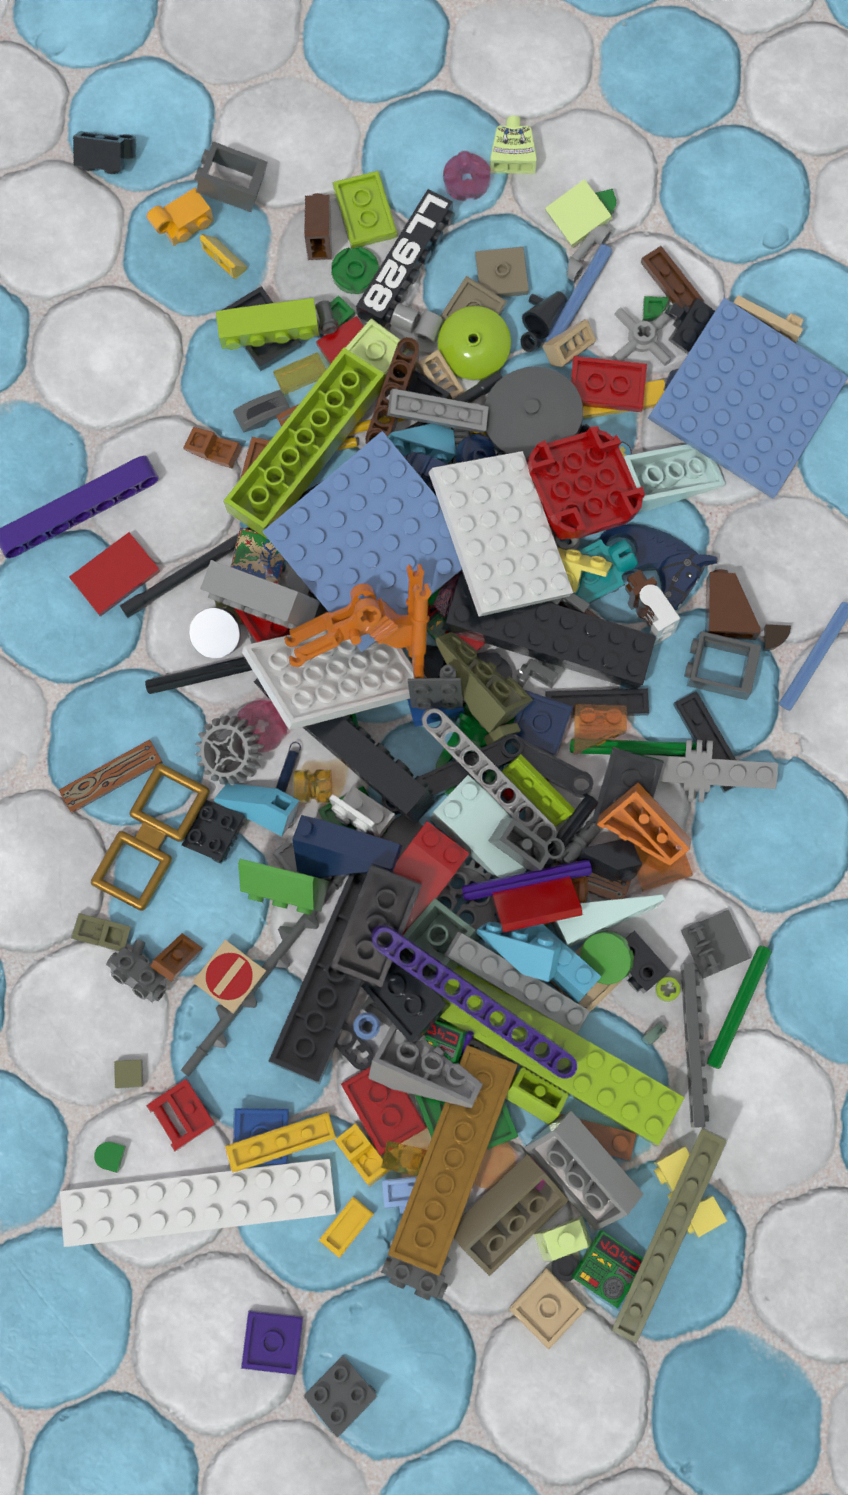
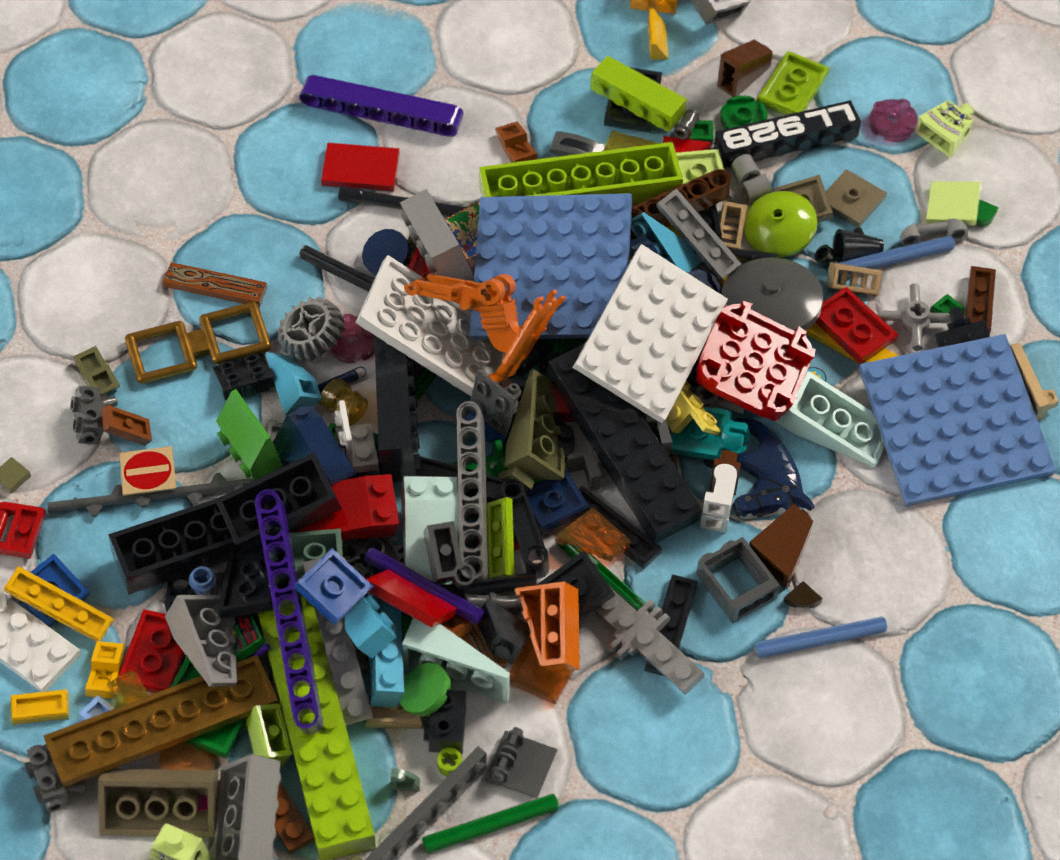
camera: 40 degrees right, 20 degrees down
(491, 955) = (333, 586): none -> blue plate

